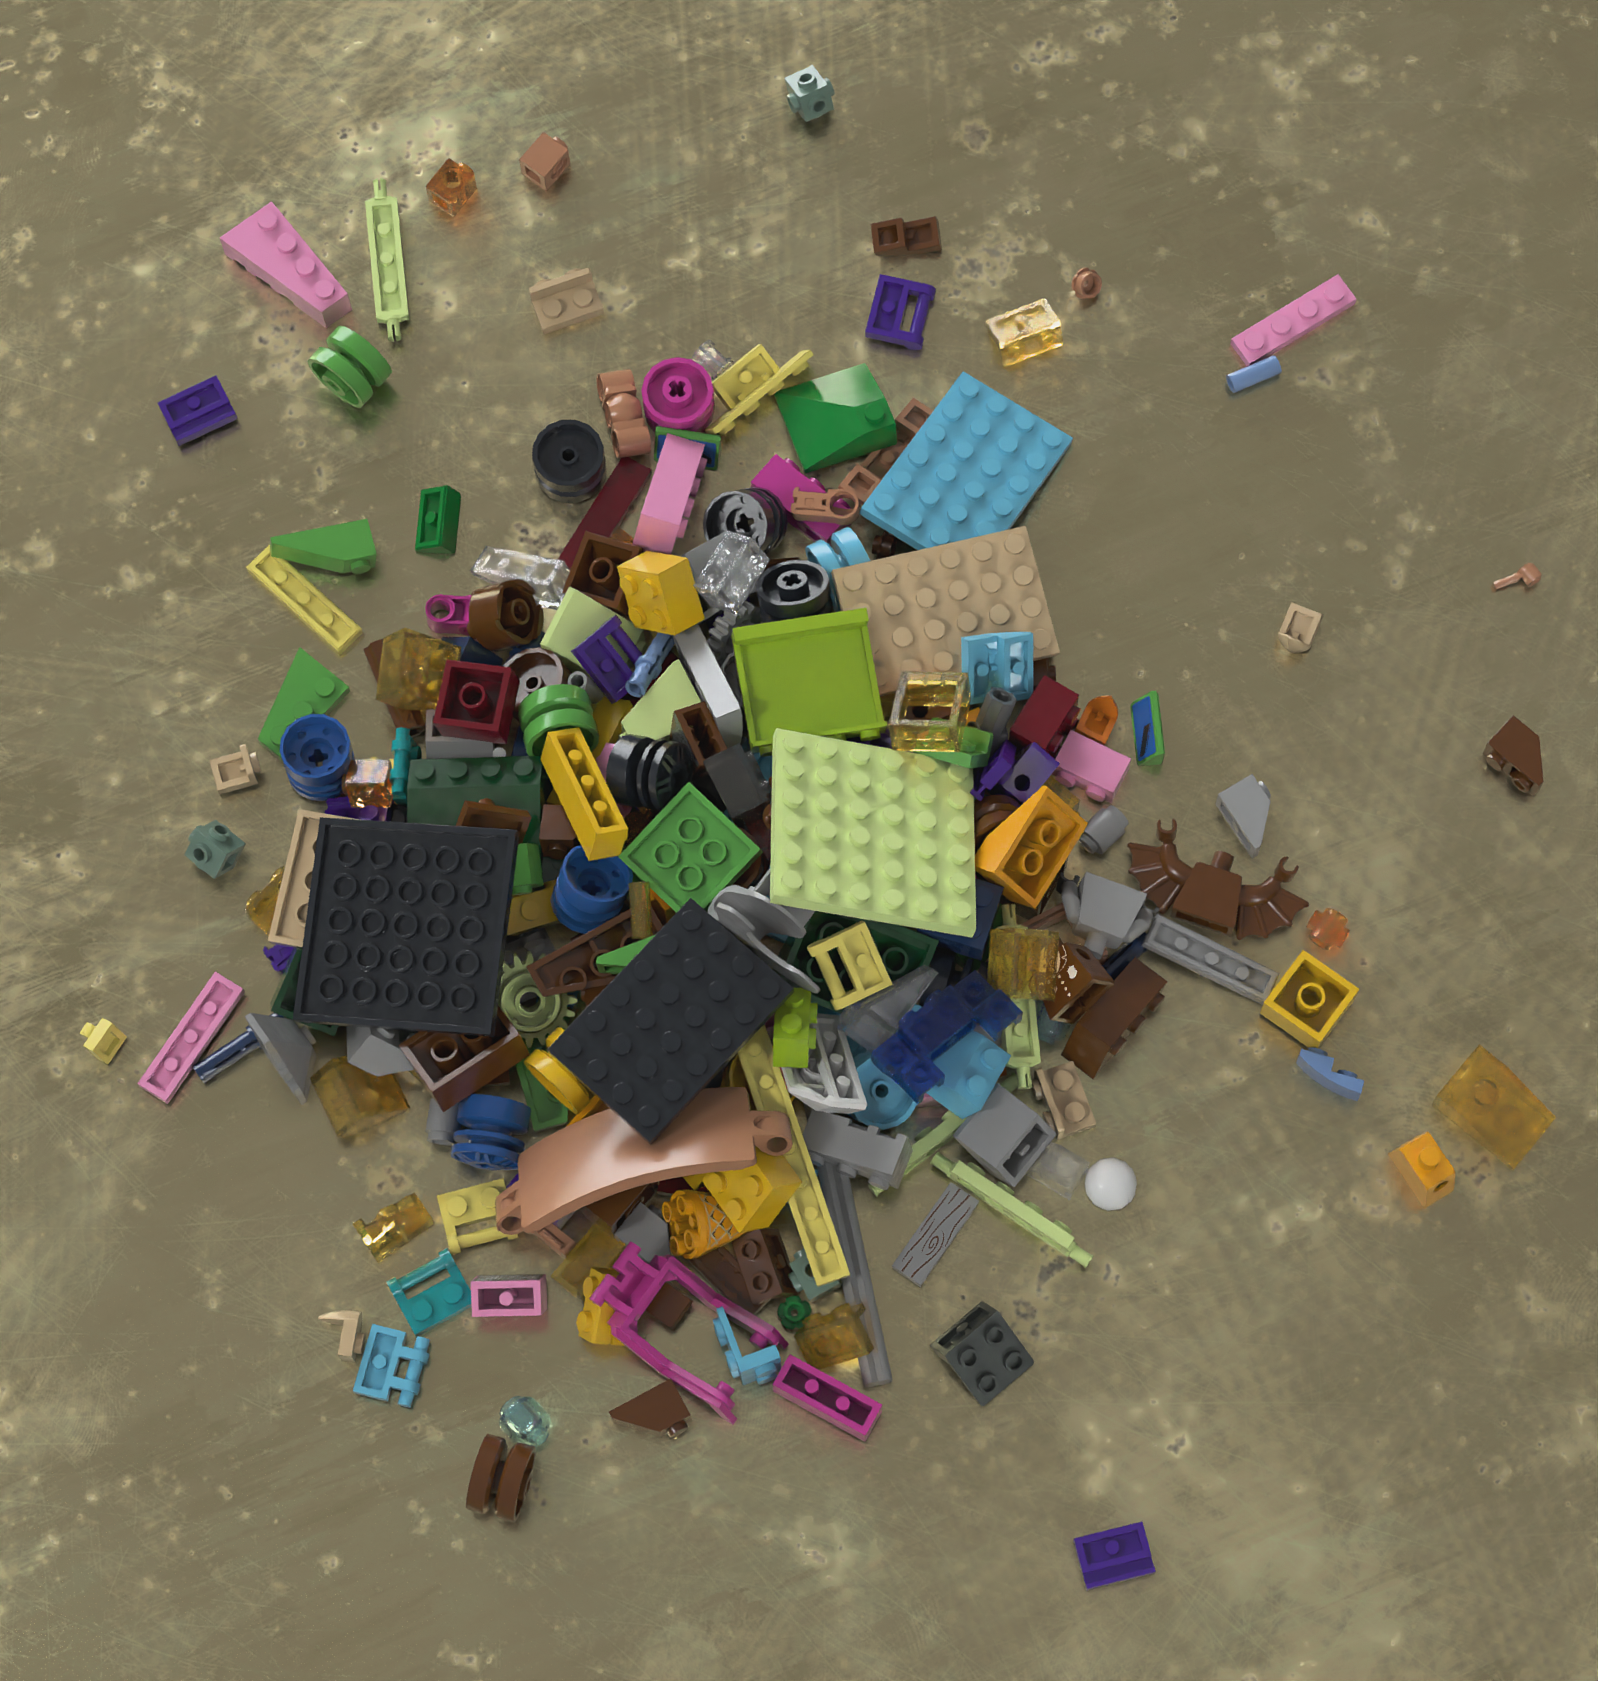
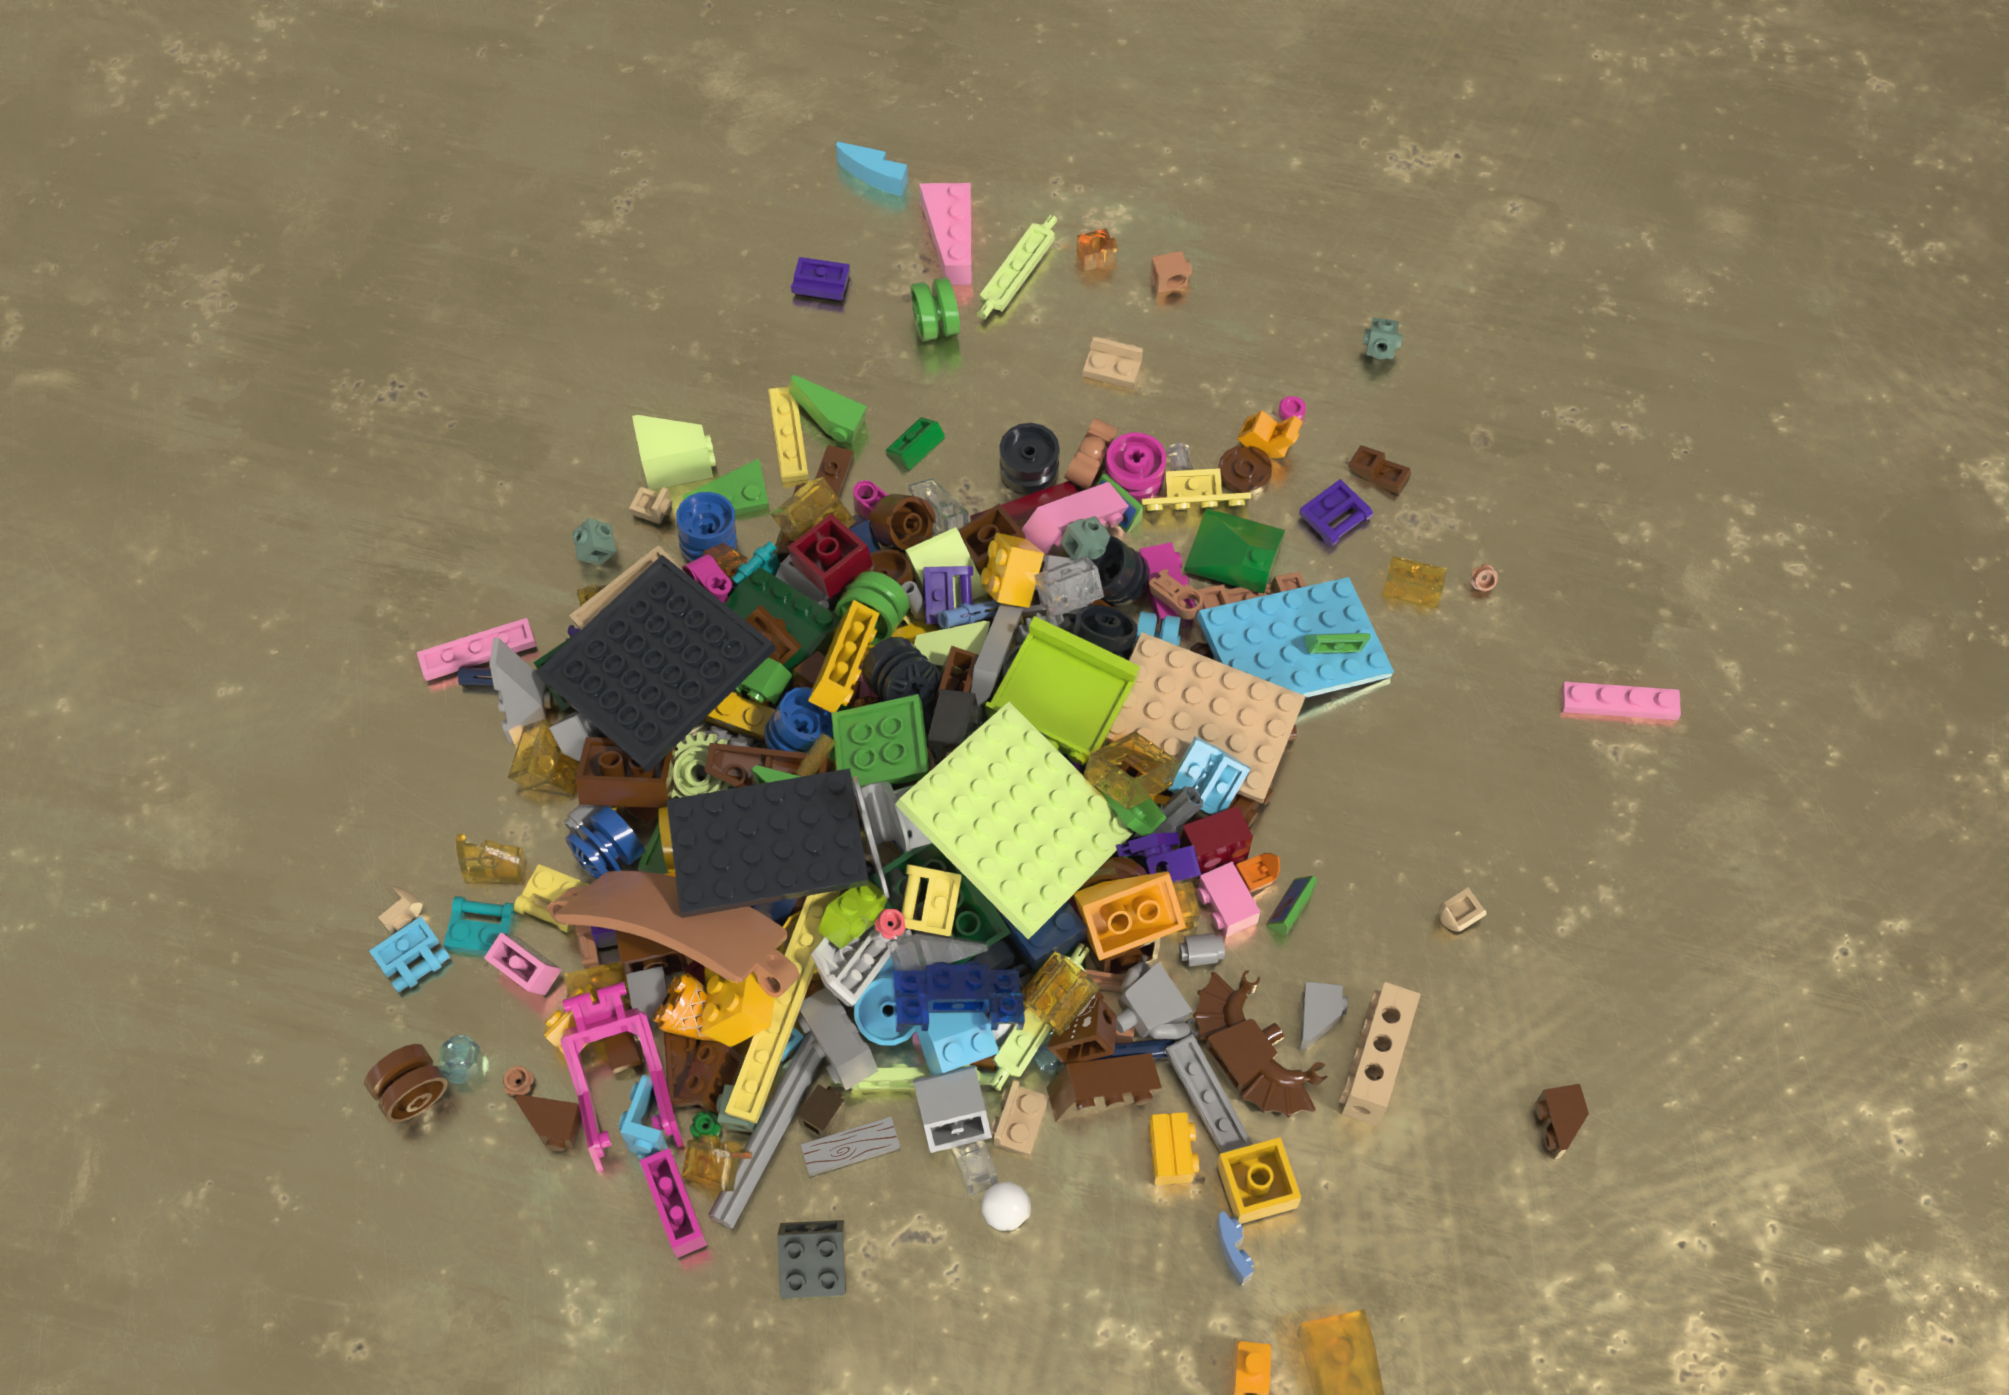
camera: 35 degrees right, 10 degrees down
(103, 1040) = (421, 611): light yellow tile -> none
(146, 250) = (873, 168): none -> medium azure slope
(213, 702) = (673, 451): none -> yellowish green slope
(374, 804) = (710, 576): none -> dark pink piece
(381, 606) = (835, 467): none -> reddish brown plate
(585, 1394) = (512, 1075): none -> nougat plate
(708, 514) = (1085, 538): none -> sand green brick
(775, 230) = (1291, 406): none -> dark pink tile
(780, 276) = (1268, 435): none -> light orange brick
(780, 326) = (1245, 470): none -> reddish brown tile
(840, 1007) = (893, 916): none -> coral plate
(887, 1221) = (822, 1110): none -> dark brown brick
(1002, 1199) = (925, 1180): yellowish green plate -> none
(1005, 448) = (1336, 642): none -> bright green slope
(1214, 1027) = (1171, 1148): none -> yellow brick
(1253, 374) = (1562, 716): medium blue axle -> none
(1328, 928) = (1315, 1139): clear orange gear -> none
(1329, 812) = (1379, 1053): none -> tan brick
(1528, 573) = (1671, 991): nougat hand -> none

